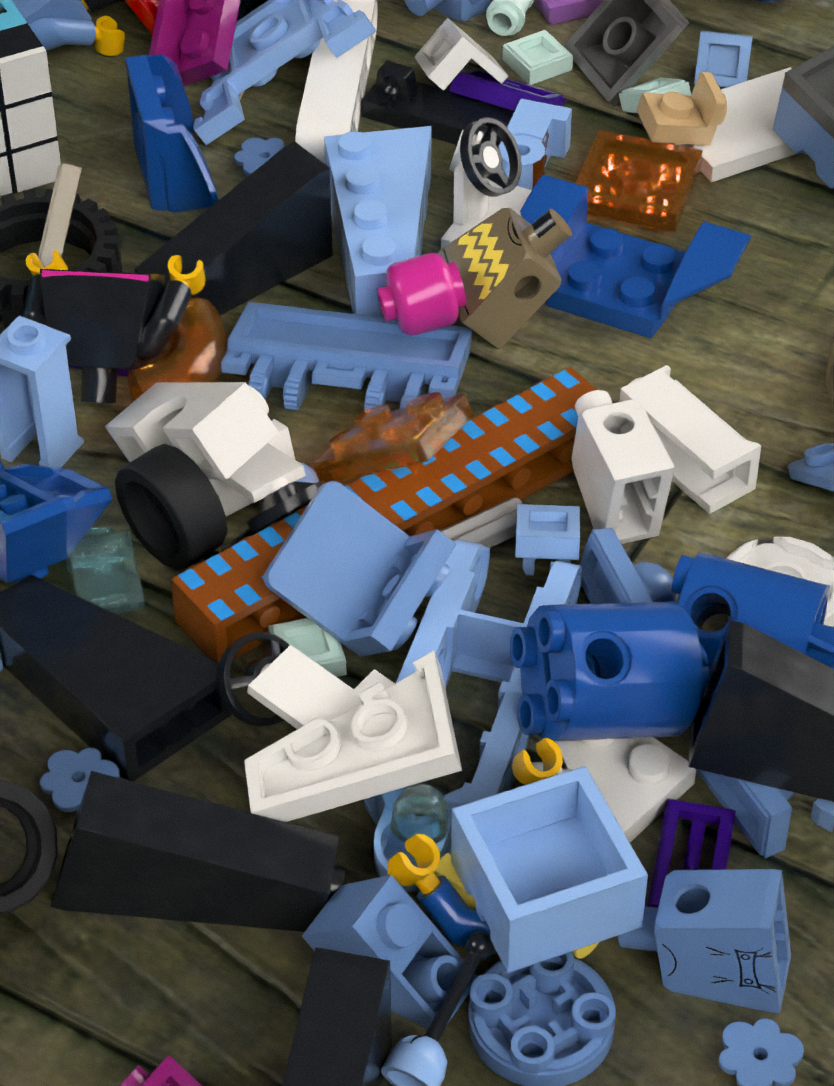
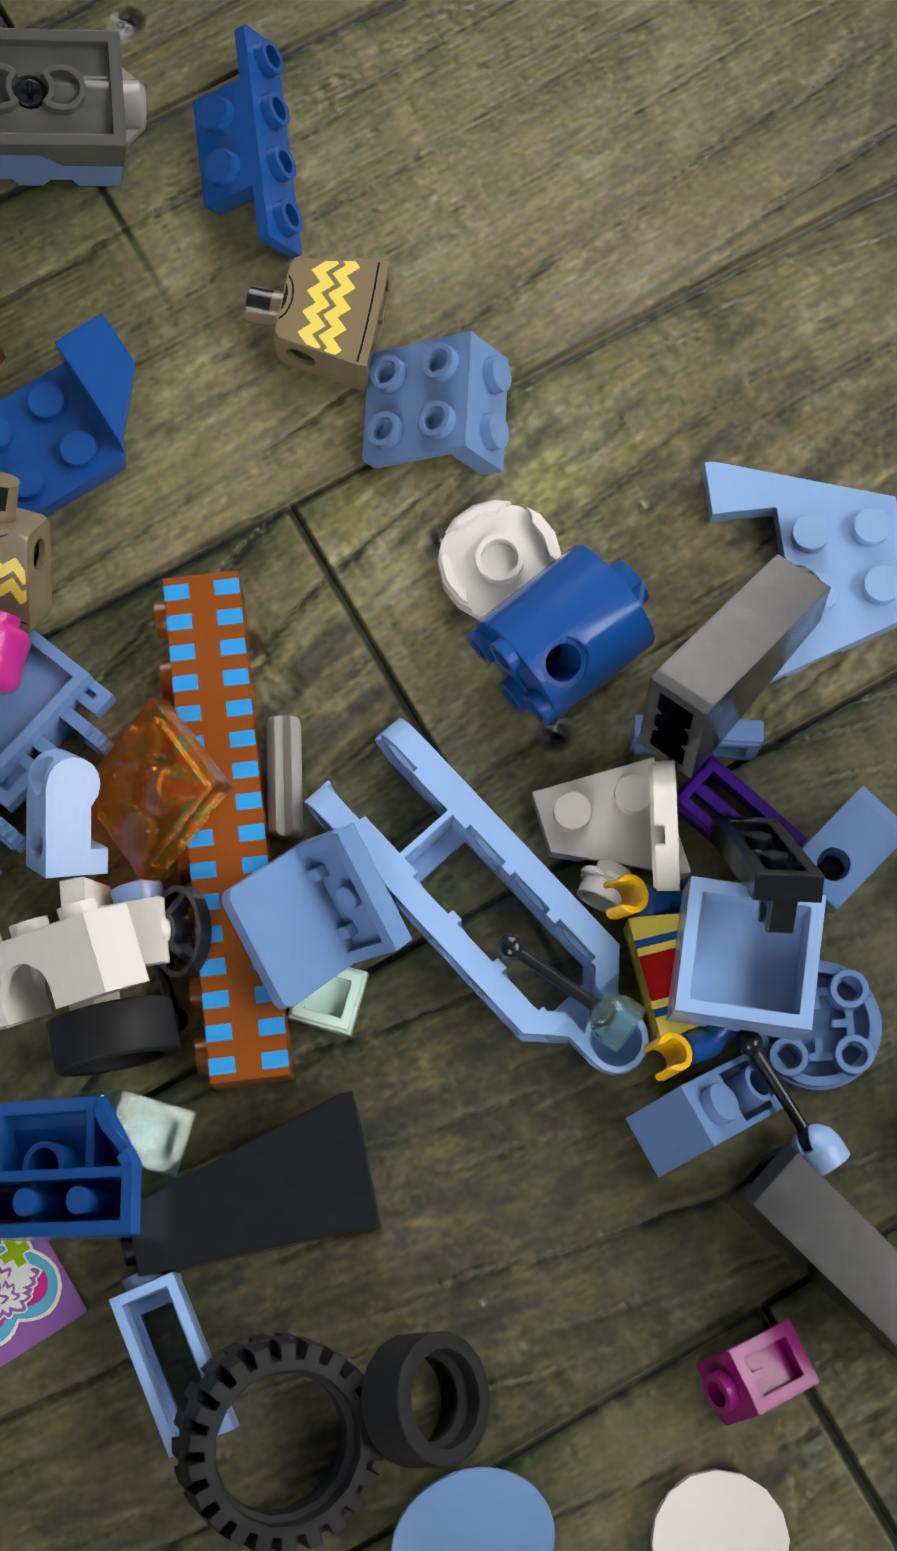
camera: 60 degrees left, 30 degrees up
(70, 774) = (342, 1276): medium blue plant -> none
(192, 861) = (535, 1226): black slope -> none
(288, 684) = (416, 1043): white piece -> none
(328, 393) = (59, 817): none -> light blue leg
(372, 749) = (533, 1033): white wing -> none
(547, 534) = (341, 720): light blue tile -> none
(608, 671) = (574, 785): blue cylinder -> none
(612, 577) = (442, 696): medium blue tile -> none
(620, 466) = (336, 619): white torso -> none
(630, 813) = (769, 866): none -> black hinge
(633, 754) = (664, 826): none -> white tile
(708, 455) = (290, 529): white window -> none

